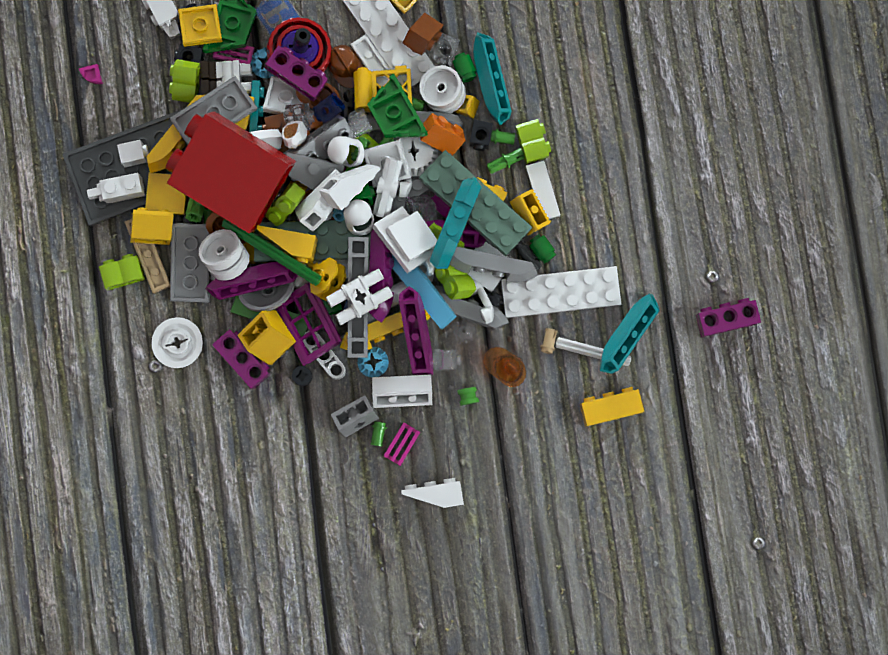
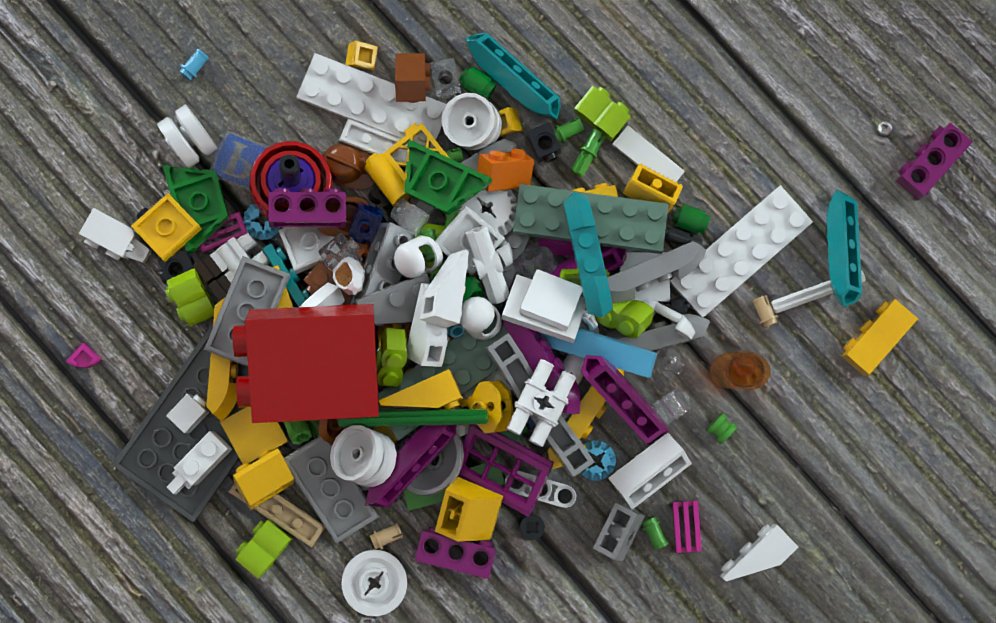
camera: 25 degrees left, 0 degrees up
(205, 318) = (386, 536): none -> tan pin

